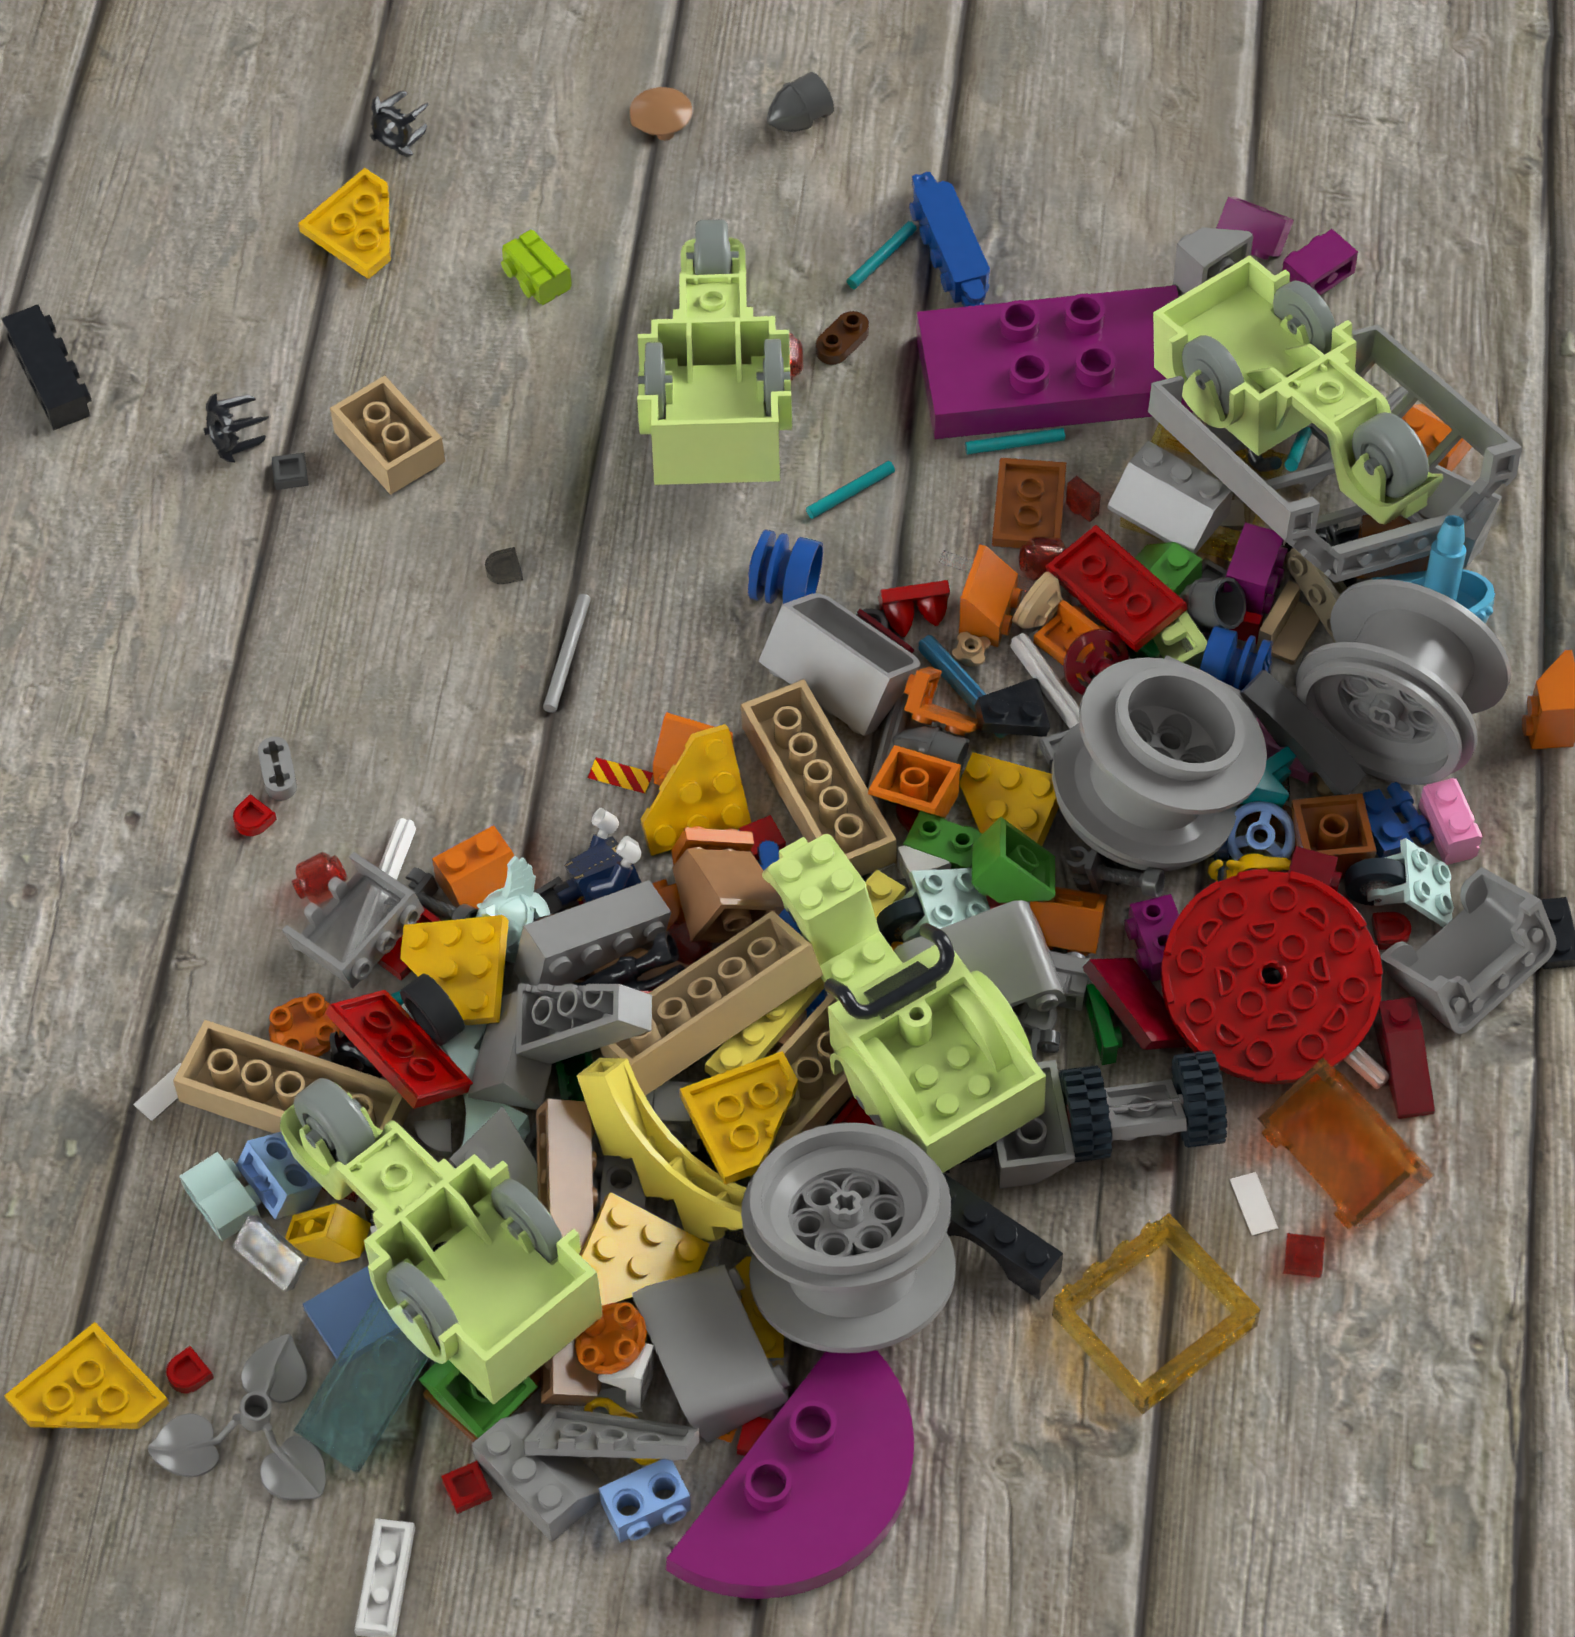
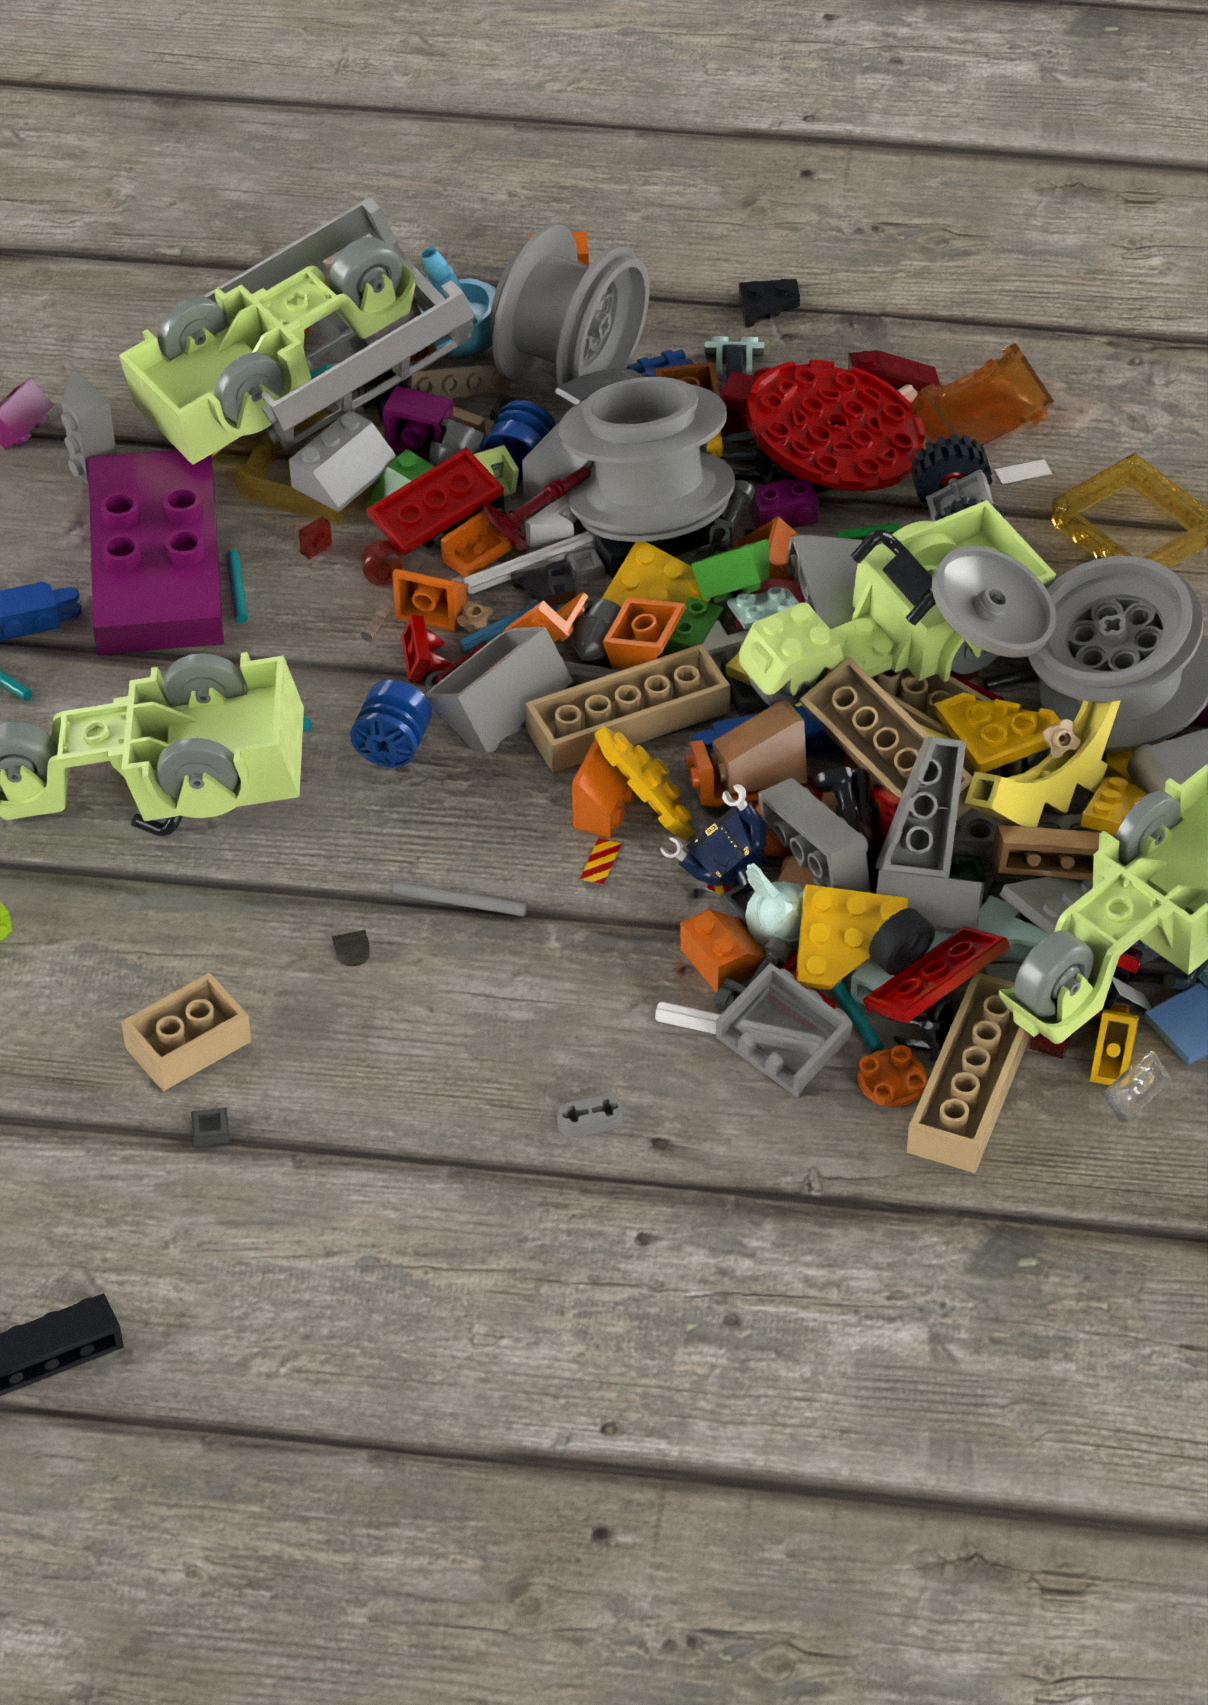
camera: 90 degrees left, 10 degrees down
(159, 1096) = (961, 1188): white sticker -> none
(220, 1195) = (1081, 1127): light aqua brick -> none
(223, 429) = (143, 1169): black piece -> none
(253, 817) = (646, 1135): red tile -> none
(277, 1176) = (1060, 1077): light blue brick -> none
(314, 876) = (726, 1068): clear red head -> none
(709, 1165) = (1052, 734): none -> tan plate
(764, 830) = (673, 756): red tile -> none
(845, 335) = (88, 693): reddish brown plate -> none
(850, 1062) = (993, 601): none -> light grey dish
(1028, 501) = (314, 574): dark orange plate -> none
(1039, 603) = (427, 558): tan piece -> none
(1135, 1002) = (854, 514): dark red tile -> none
(1304, 1255) = (1070, 443): clear red plate -> none
(1322, 262) = (58, 365): magenta brick -> none
(1450, 821) = (671, 332): bright pink brick -> none
(1477, 954) = (793, 321): light grey windscreen -> none

